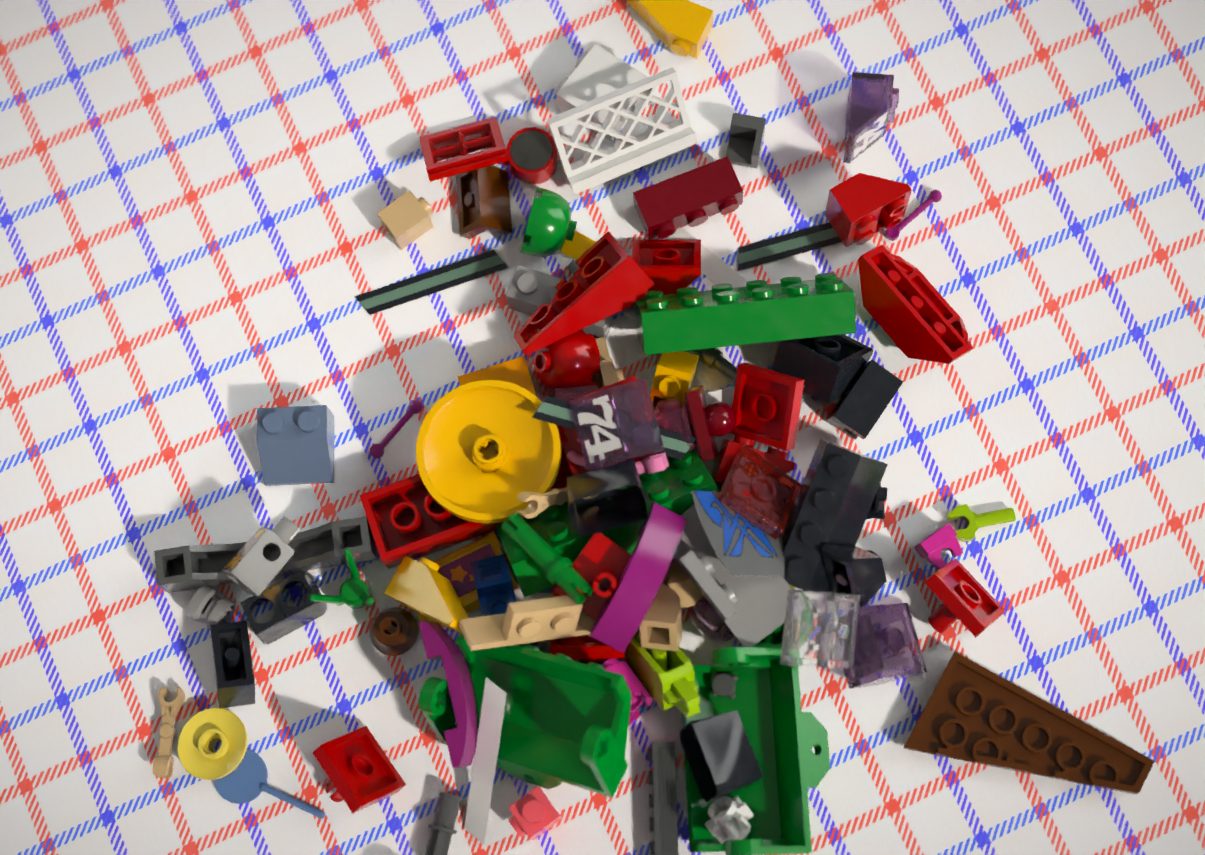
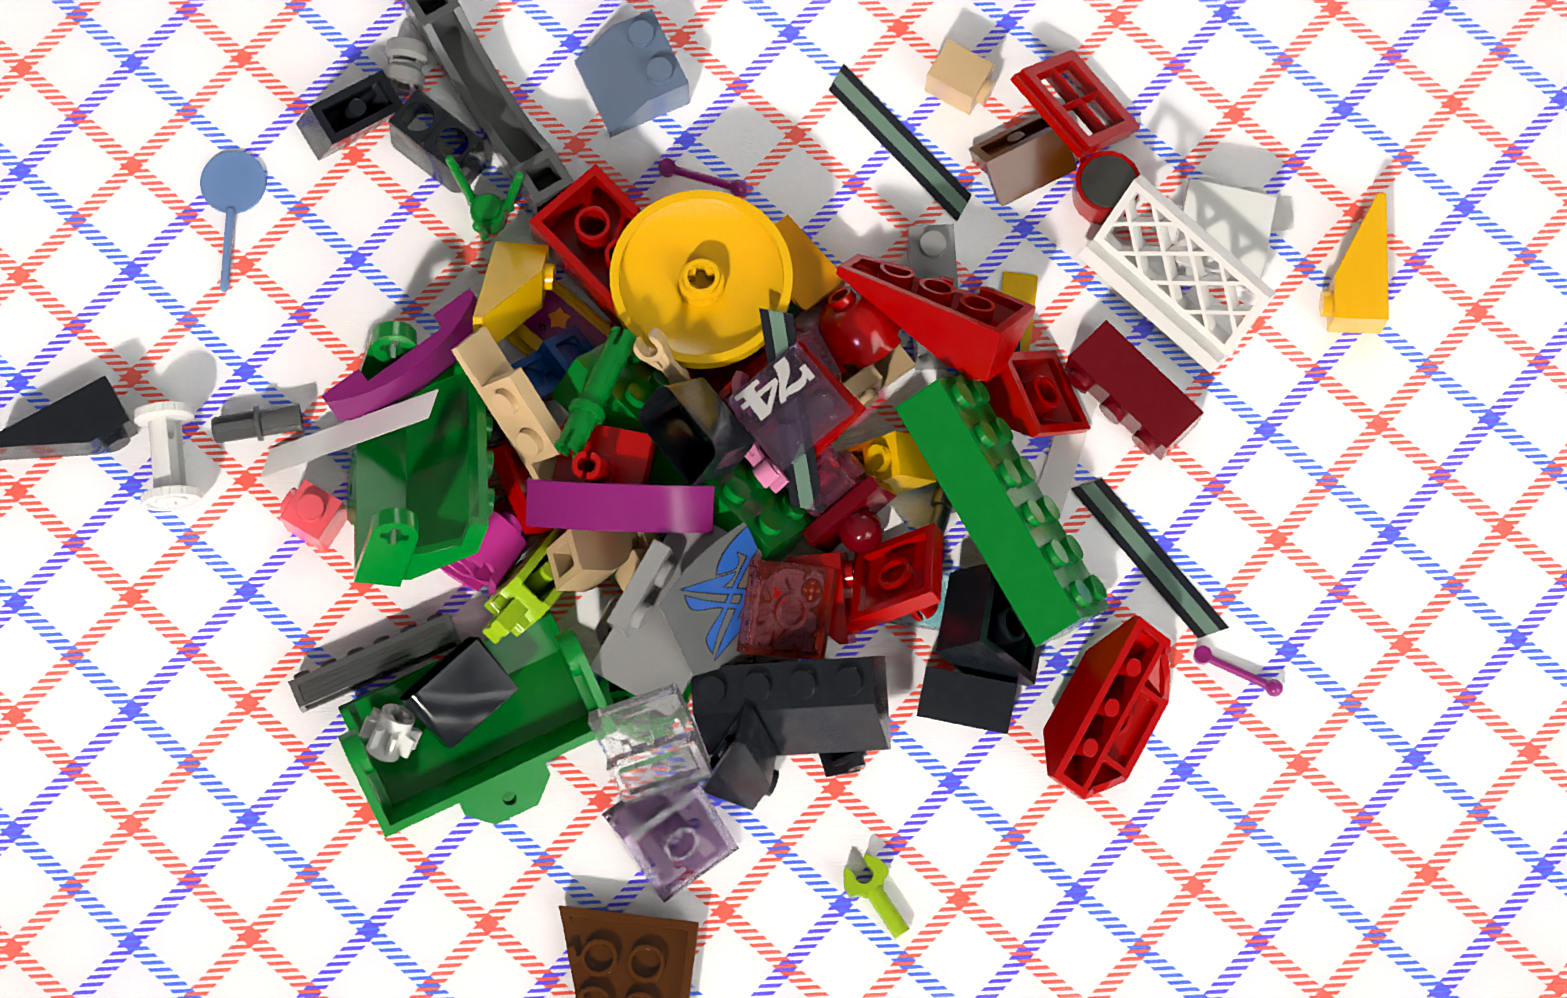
camera: 55 degrees right, 0 degrees up
(163, 763) = (212, 93): tan piece -> none
(199, 738) = (252, 119): light yellow dish -> none
(249, 566) = (458, 84): light grey torso -> none
(358, 770) = (285, 300): red tile -> none
(401, 638) = (451, 276): reddish brown cone -> none
(548, 224) = (1022, 238): green cylinder -> none
(724, 685) = (548, 669): dark grey piece -> none
(745, 140) = (1241, 431): dark grey panel -> none
(865, 206) = (1209, 602): red slope -> none
(868, 111) = (1335, 557): clear purple slope -> none
(933, 545) = (821, 849): dark pink tile -> none
(962, 600) = (764, 906): red tile -> none

